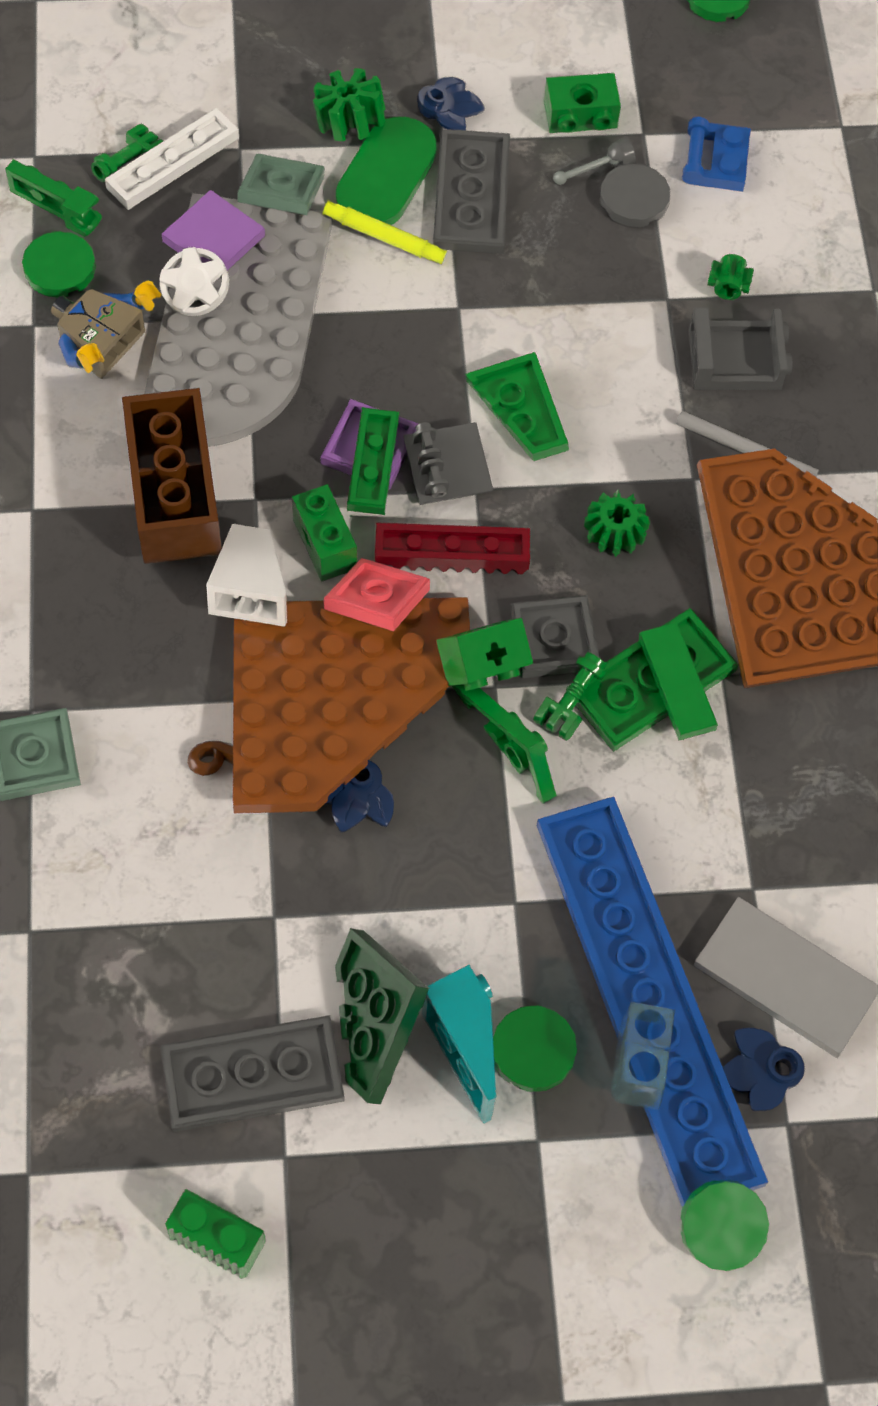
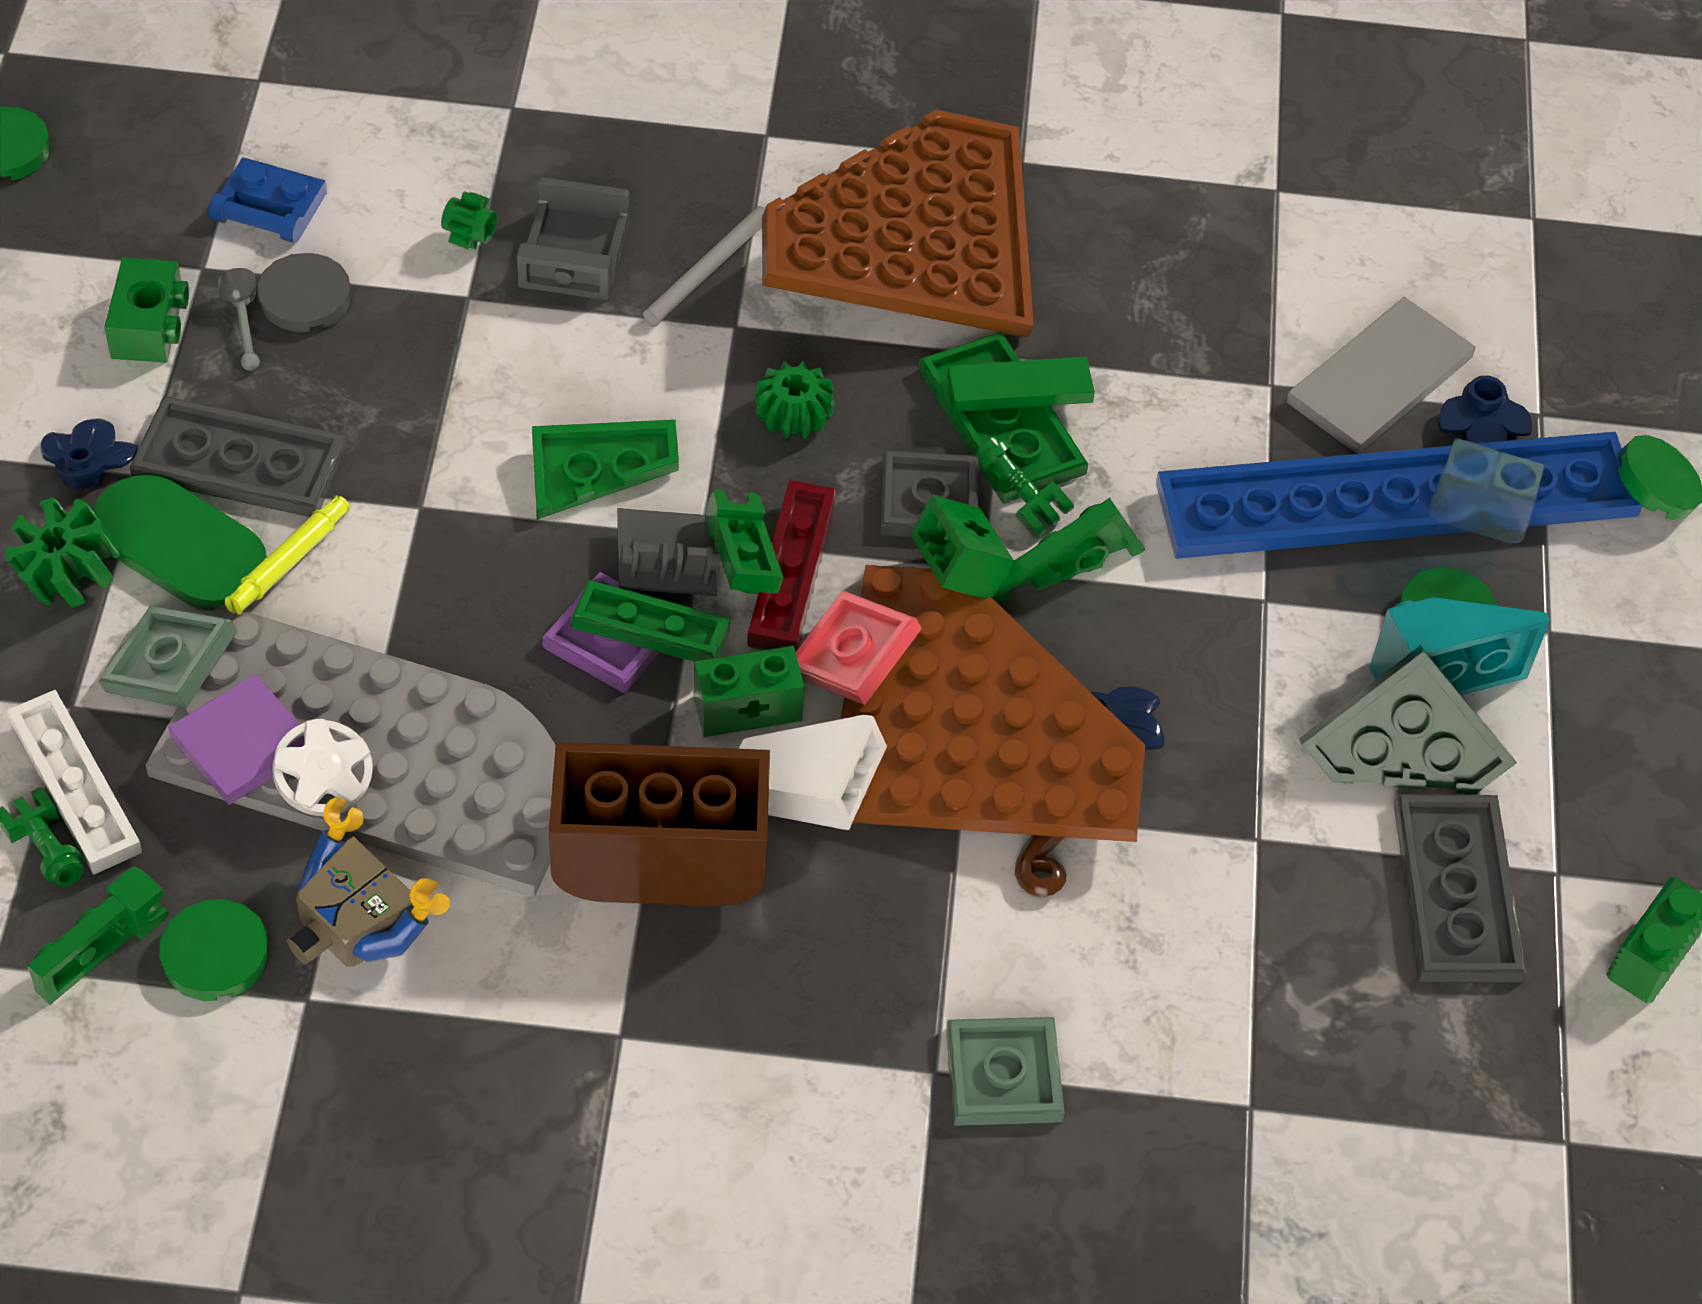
camera: 80 degrees left, 10 degrees down
(451, 503) = (743, 543): none -> green plate

